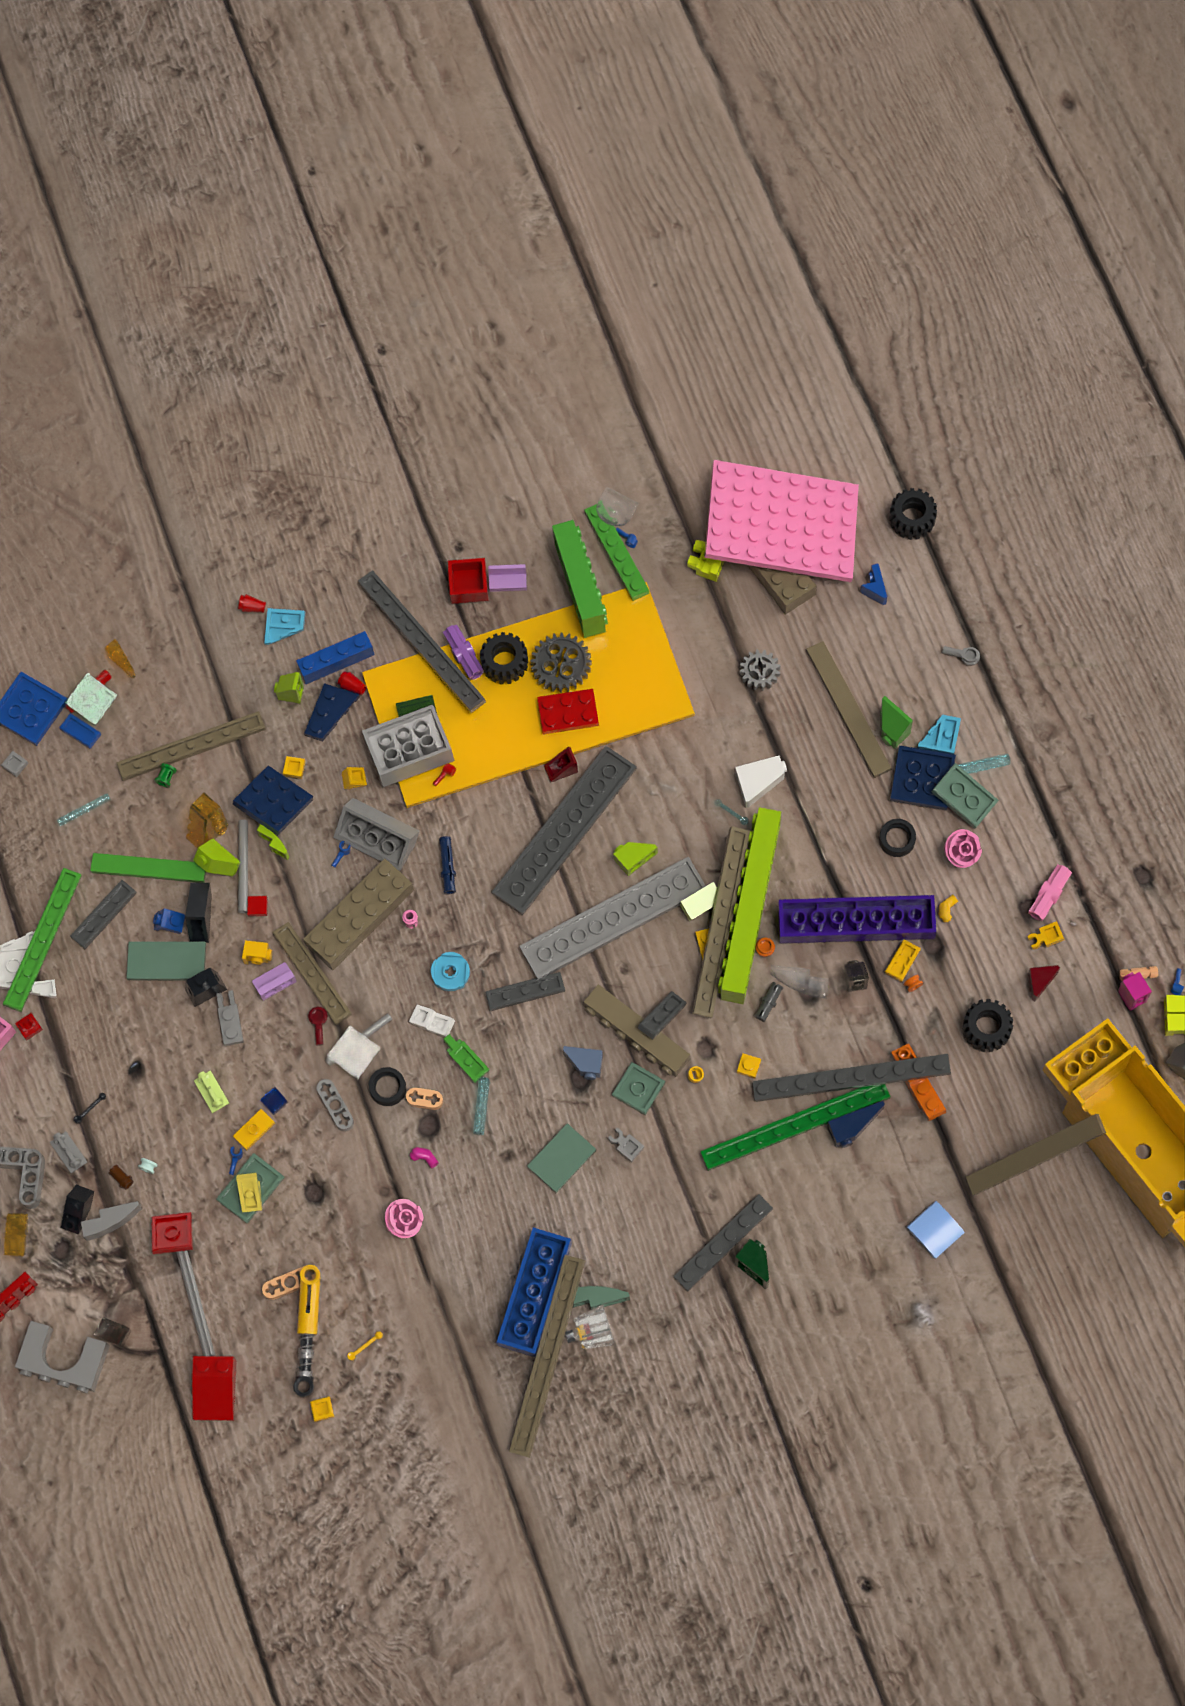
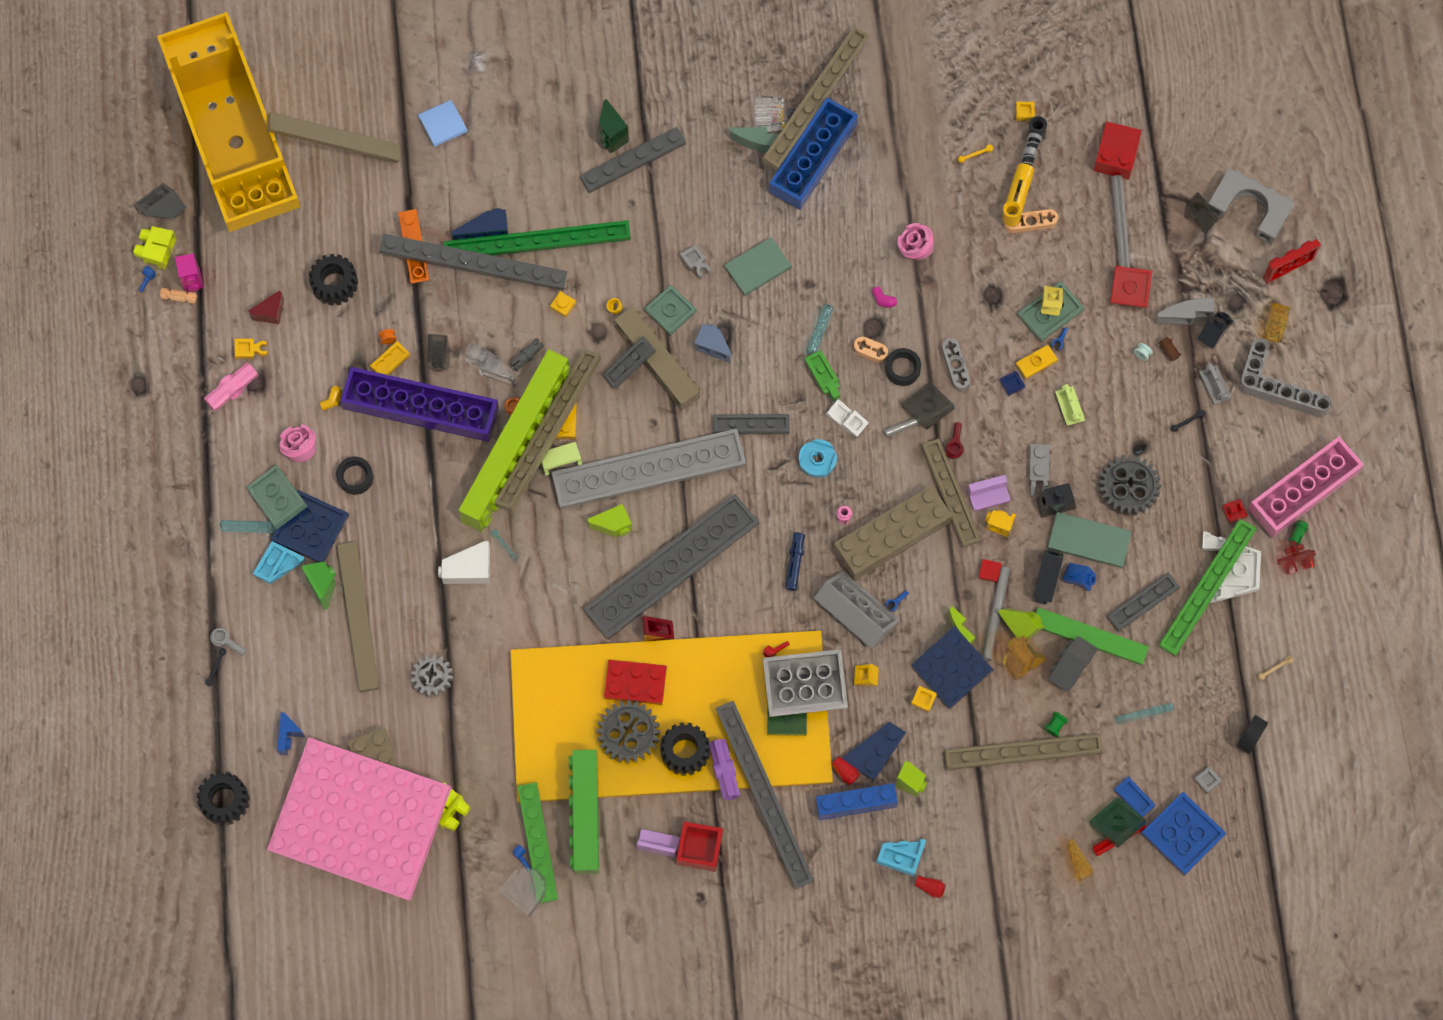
camera: 170 degrees left, 0 degrees up
(134, 1006) = (1129, 501): none -> dark grey gear
(157, 831) = (1072, 663): none -> dark grey brick
(965, 616) = (209, 681): none -> black hinge

